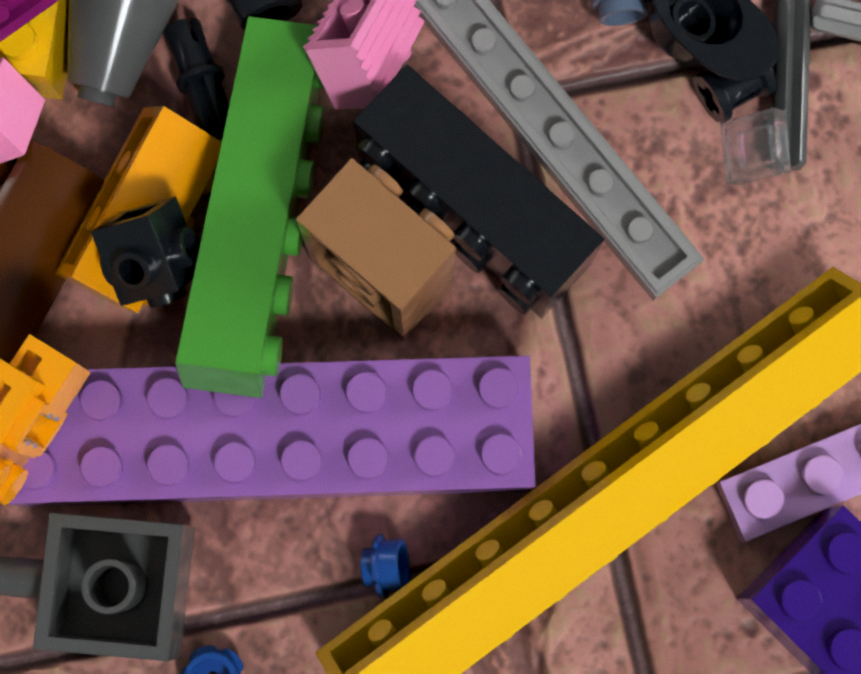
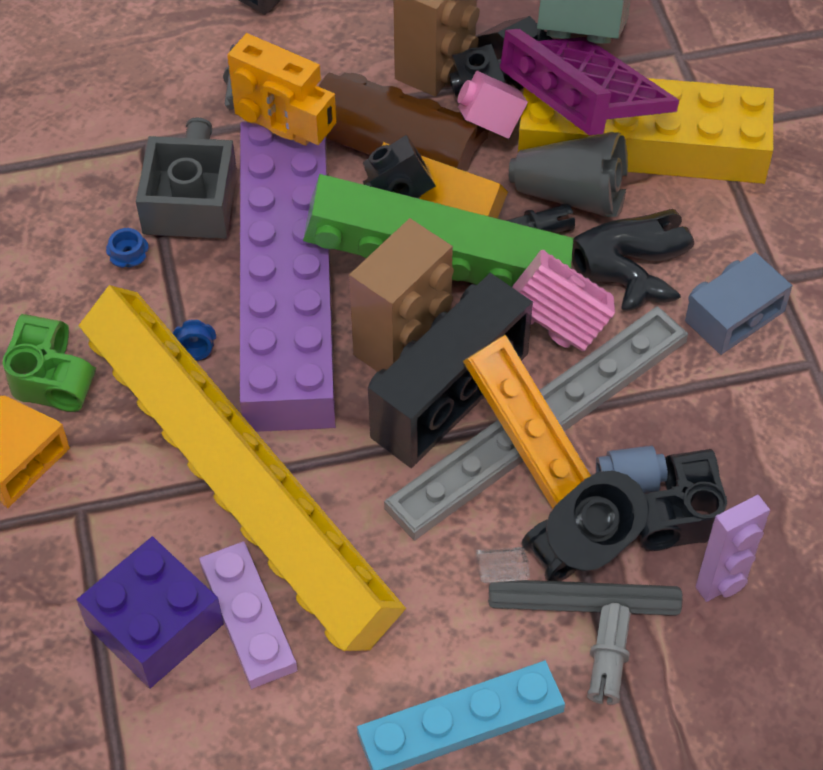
camera: 90 degrees right, 25 degrees down
(575, 91) = (527, 419): none -> light orange tile

